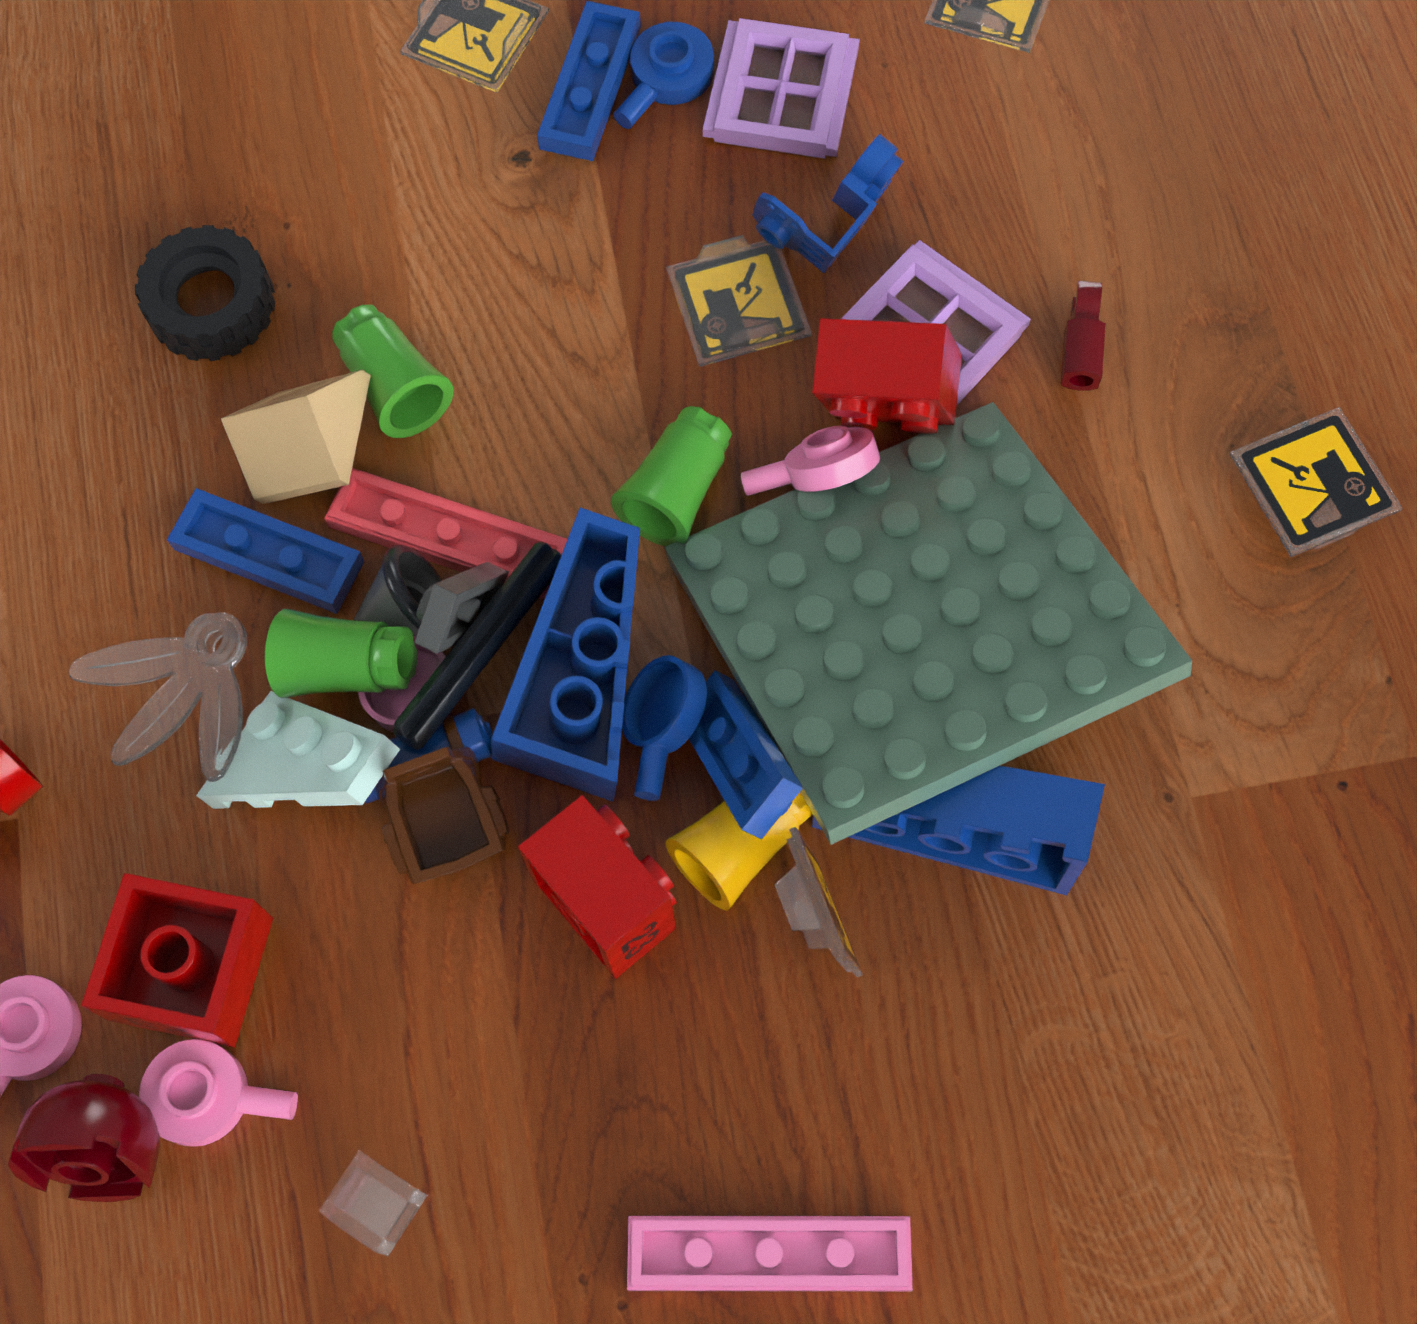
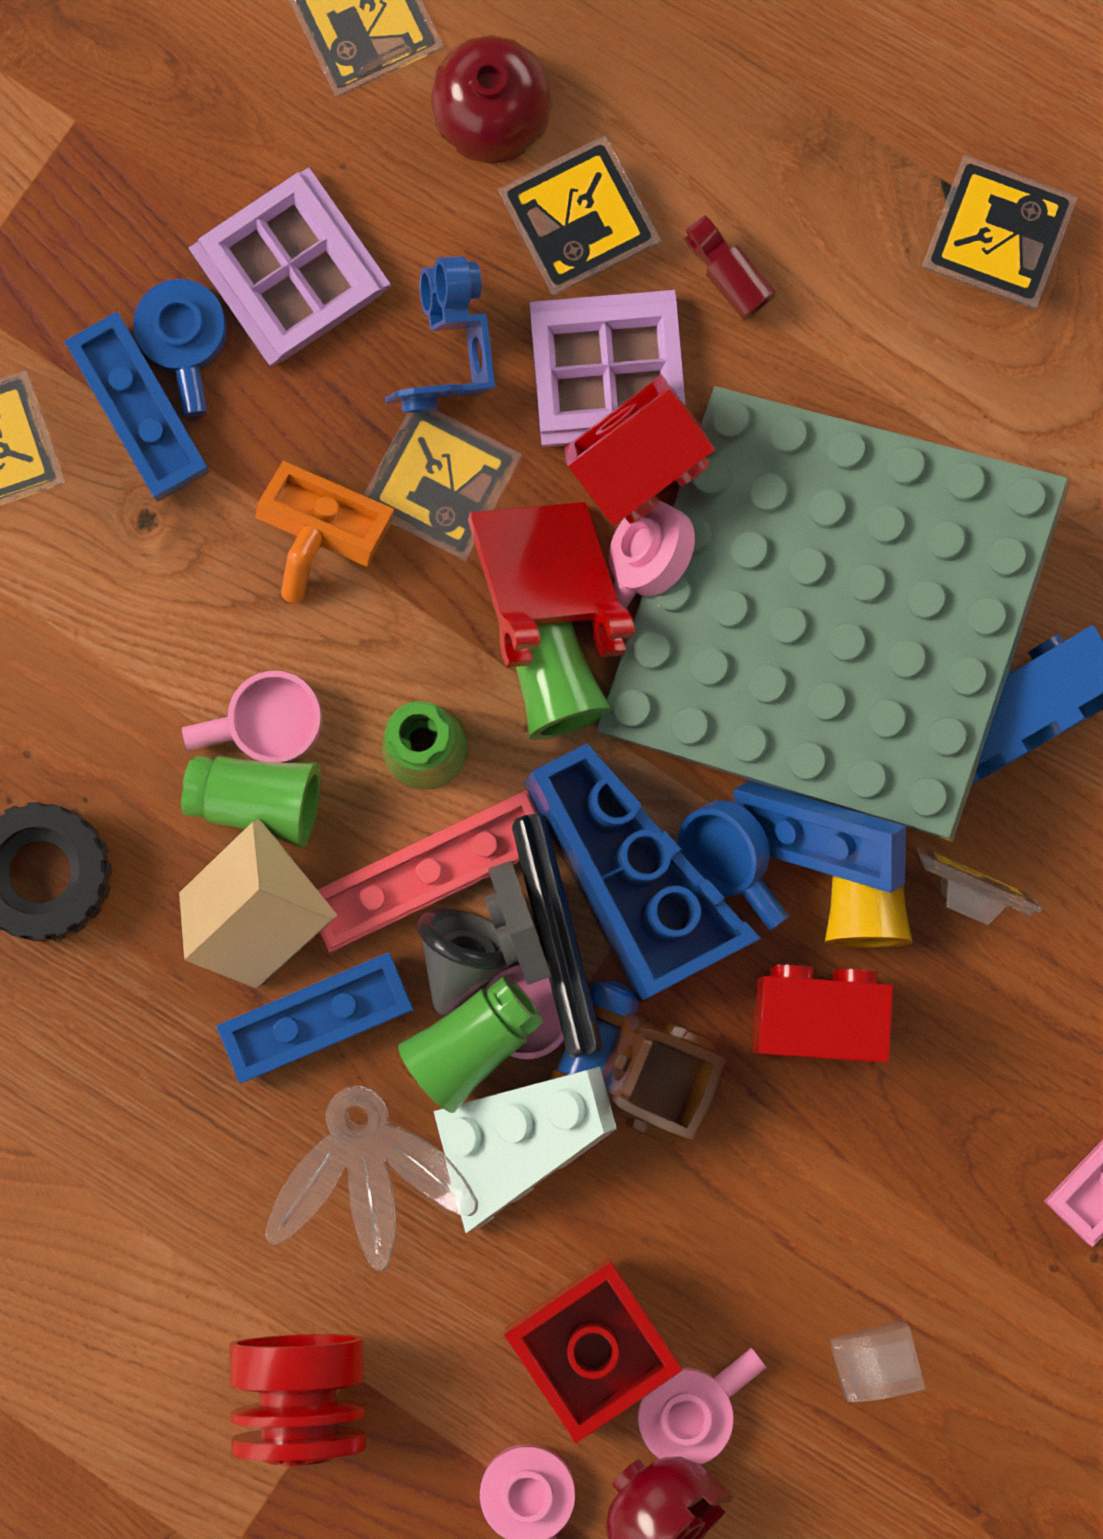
camera: 45 degrees left, 15 degrees up
(454, 334) = (268, 718): none -> bright pink piece
(536, 440) = (430, 767): none -> bright green plant
(631, 240) = (320, 517): none -> orange plate
(740, 403) = (547, 570): none -> red flag
(1011, 213) = (579, 215): none -> piece
(1028, 98) = (491, 99): none -> dark red cylinder

